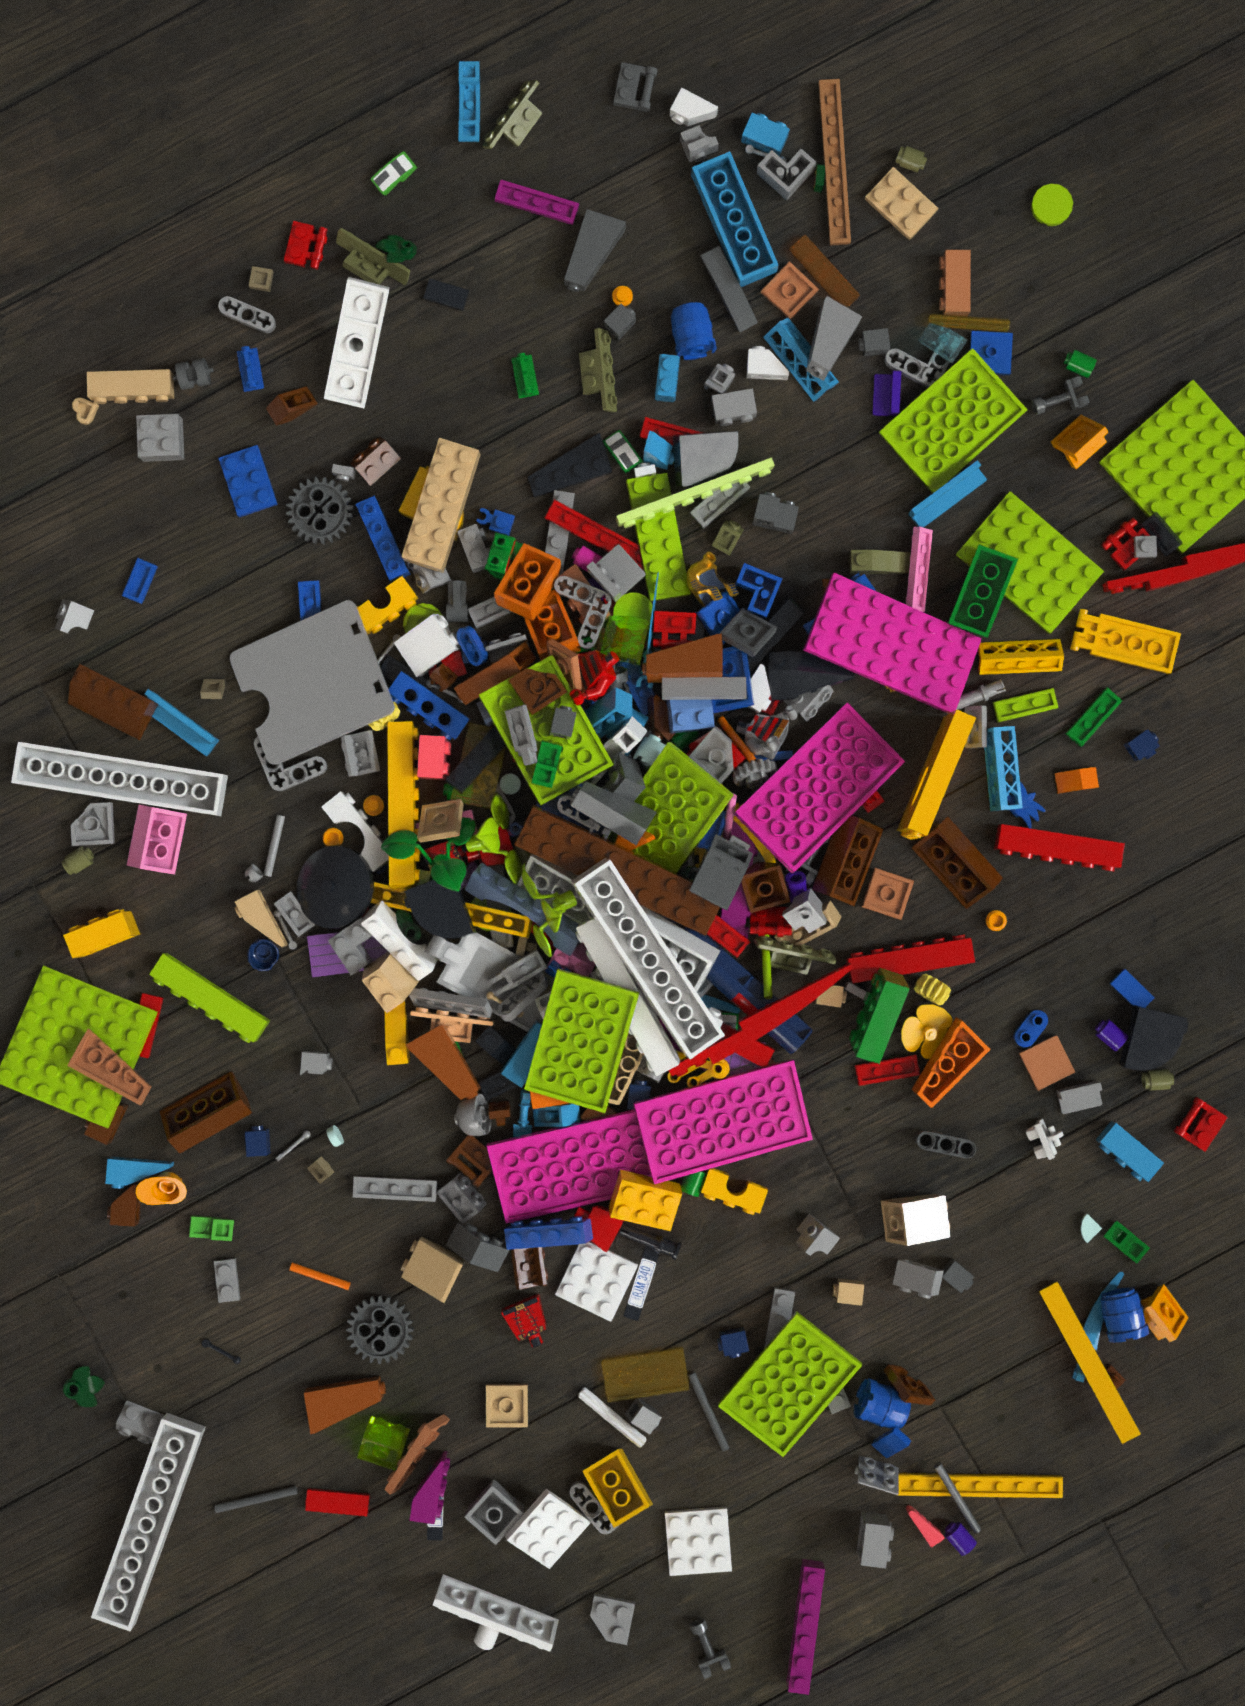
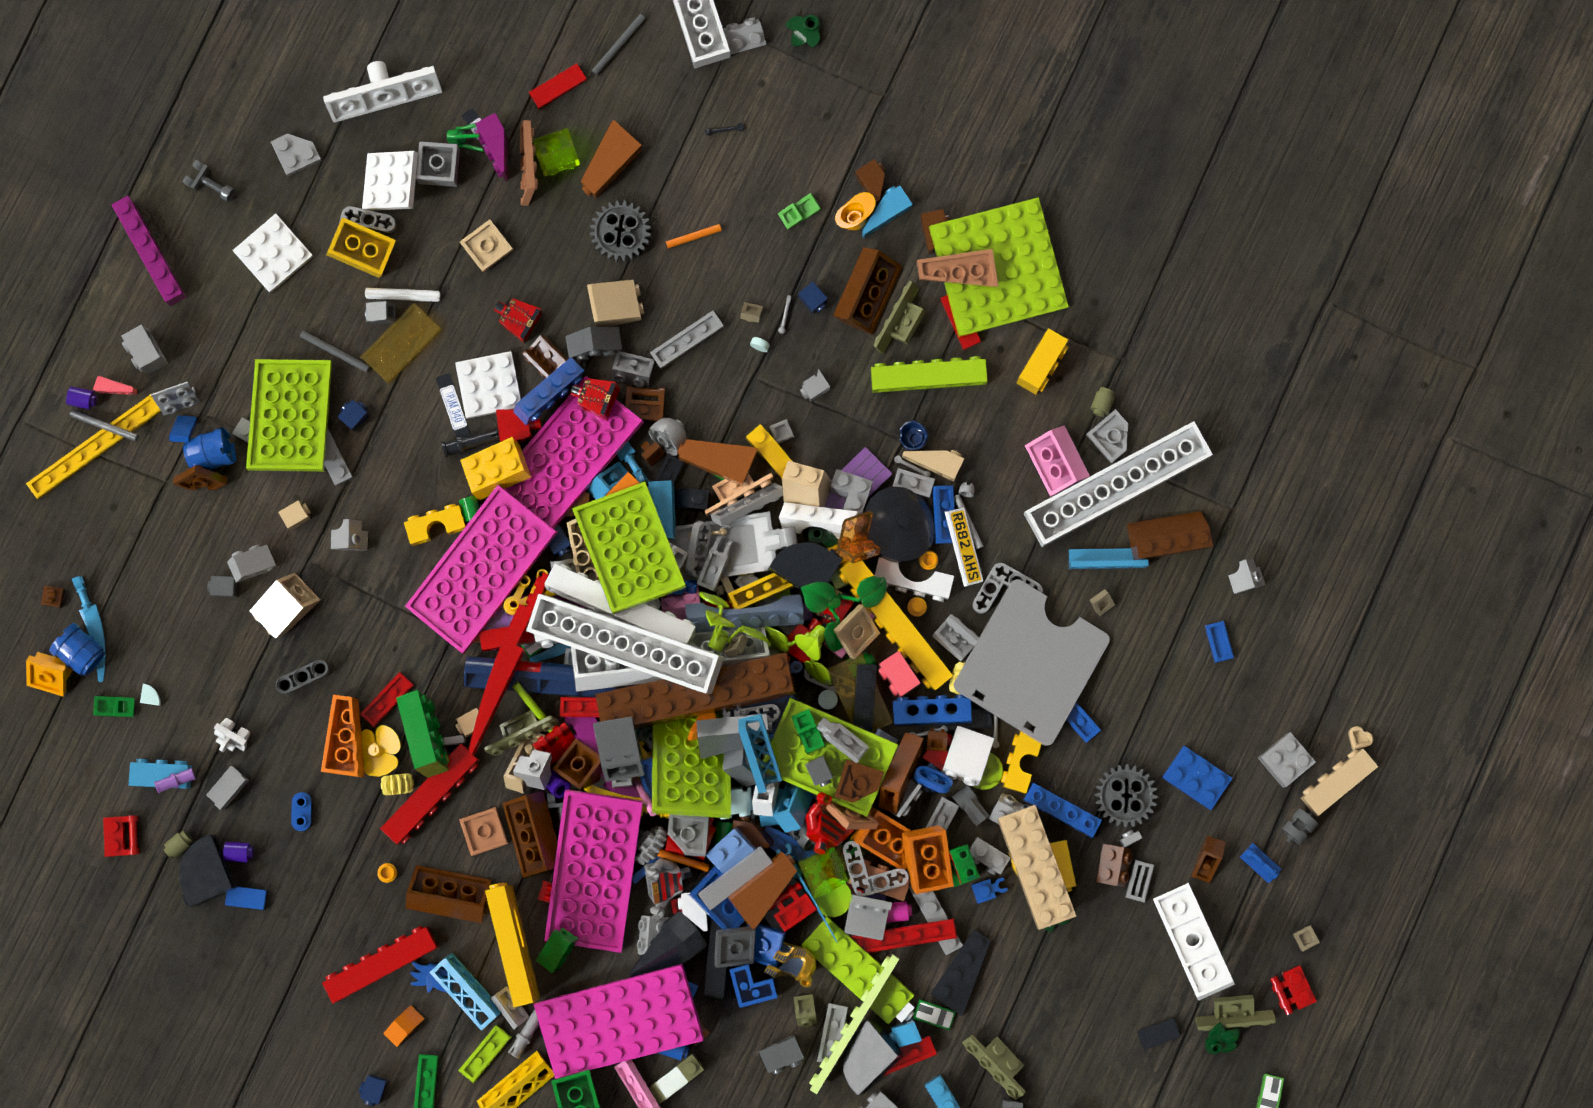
camera: 140 degrees right, 5 degrees down
(195, 1062) = (902, 320): none -> olive bracket
(227, 1280) = (759, 182): light grey plate -> none
(243, 306) = (1308, 894): light grey beam -> none
(289, 866) = (943, 501): none -> blue plate
(293, 826) = (964, 546): none -> tile
(371, 436) = (1132, 878): none -> light grey tile
(374, 1045) = (781, 431): none -> light grey tile
(384, 898) = (853, 539): none -> clear orange bracket
(458, 1522) = (458, 137): none -> green plant
(510, 1196) = (597, 397): none -> red torso
(525, 375) = (1051, 1016): green hinge -> none
(553, 884) = (736, 646): none -> dark tan plate
(609, 777) = (752, 754): none -> dark azure fence
(900, 745) = (557, 950): none -> green hinge
(1046, 1062) = (271, 795): nougat tile -> none
(1089, 1362) = (78, 596): yellow tile -> none
(1121, 1136) = (174, 780): none -> medium lavender pin

